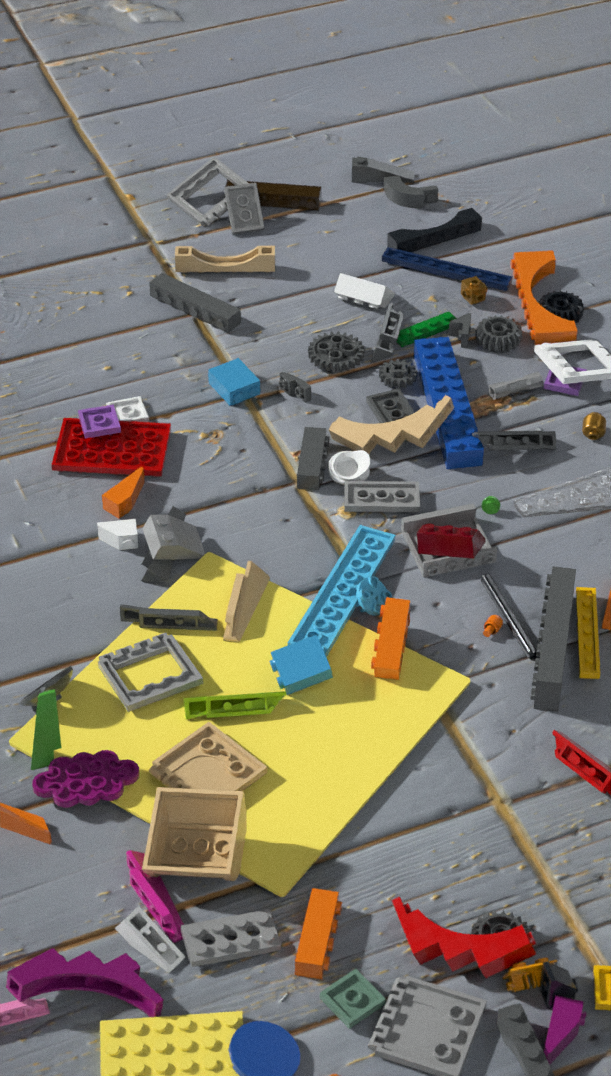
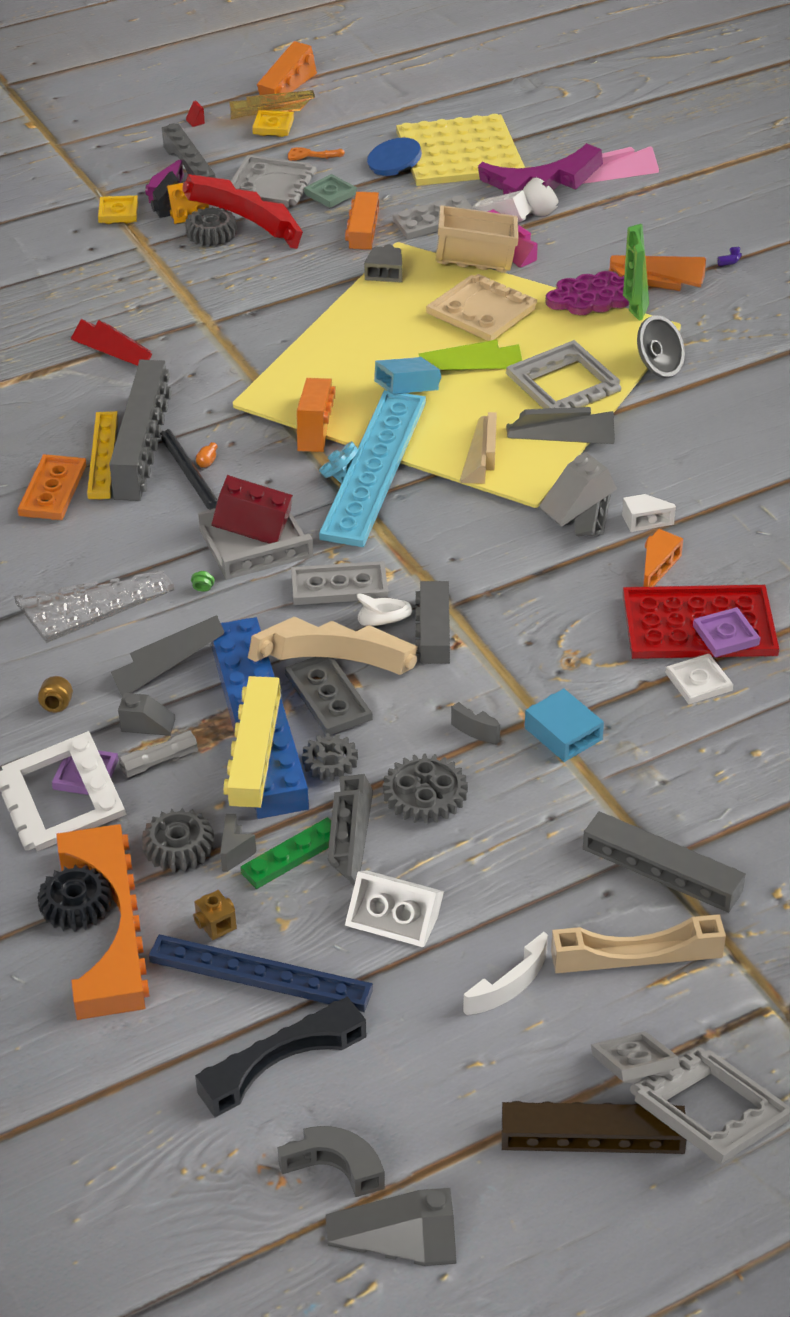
camera: 175 degrees right, 0 degrees up
(102, 939) = (540, 198): none -> white cylinder
(302, 252) = (487, 996): none -> white slope
(302, 838) = (384, 264): none -> dark grey torso
(449, 352) = (254, 742): none -> light yellow brick
(528, 408) = (144, 715): none -> dark grey slope

